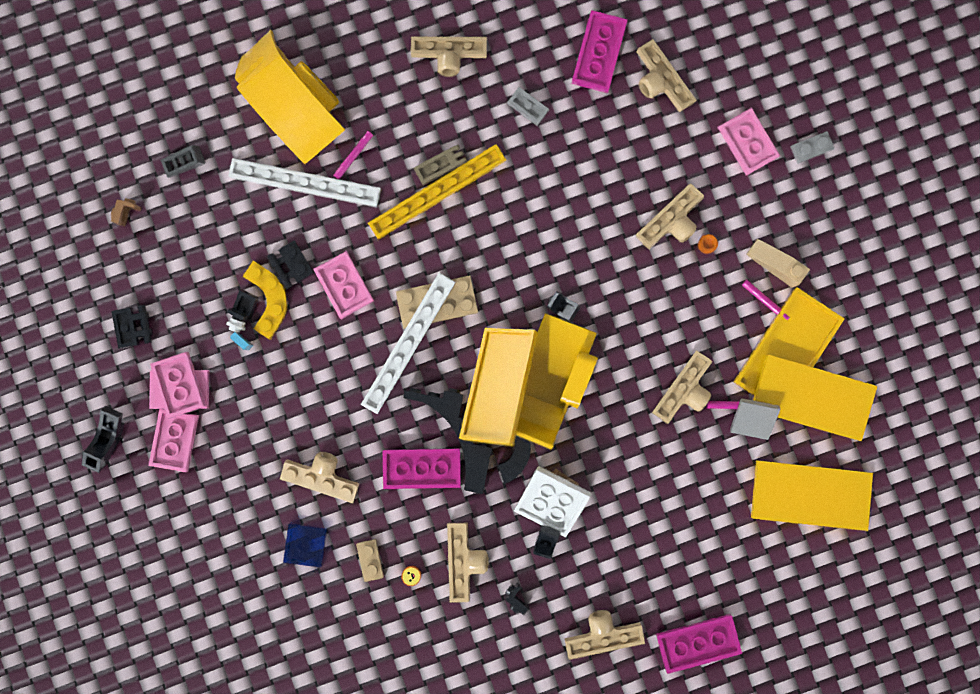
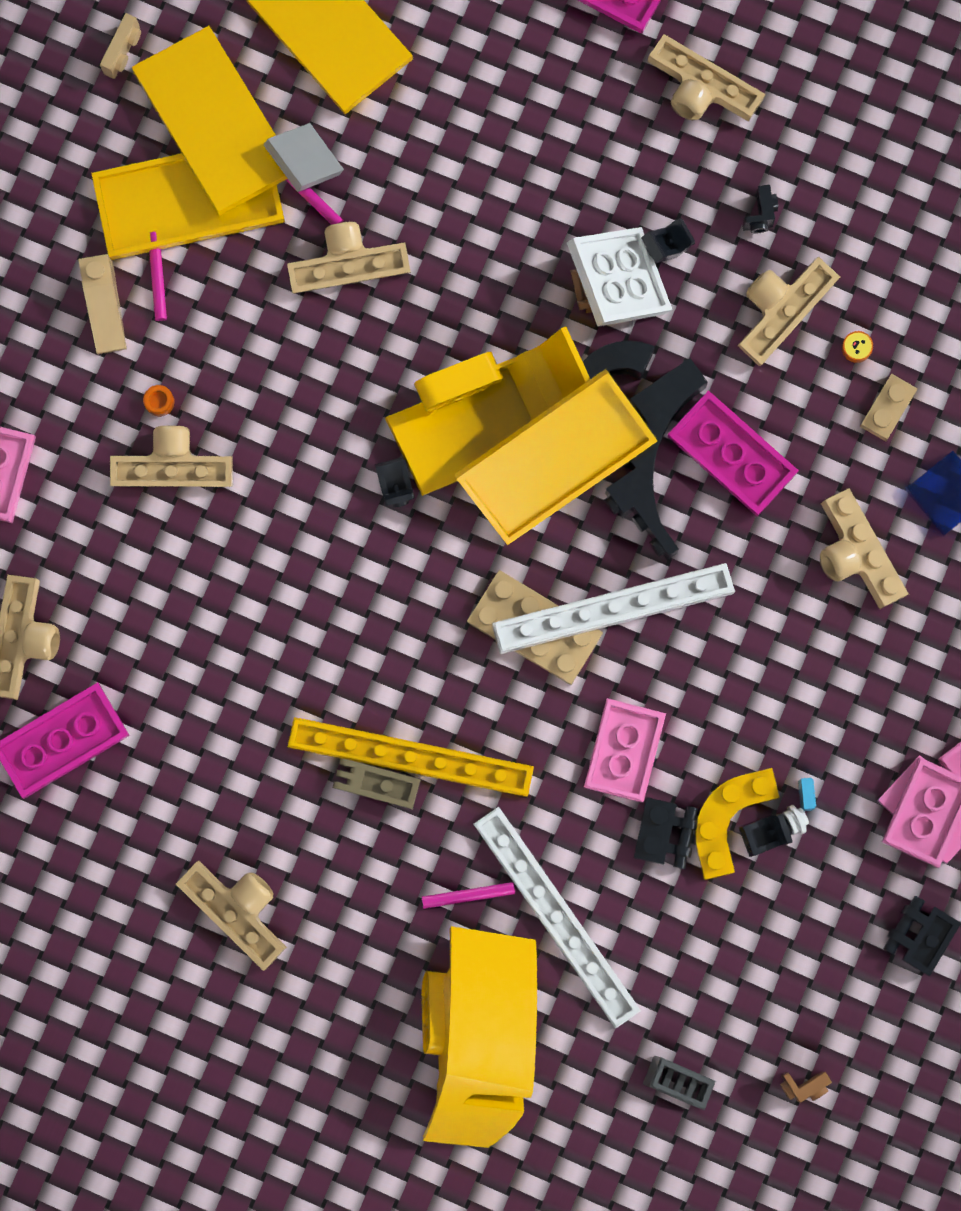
camera: 130 degrees left, 5 degrees down
(528, 106) = (207, 755): light grey plate -> none
(894, 396) = (116, 54): none -> tan plate

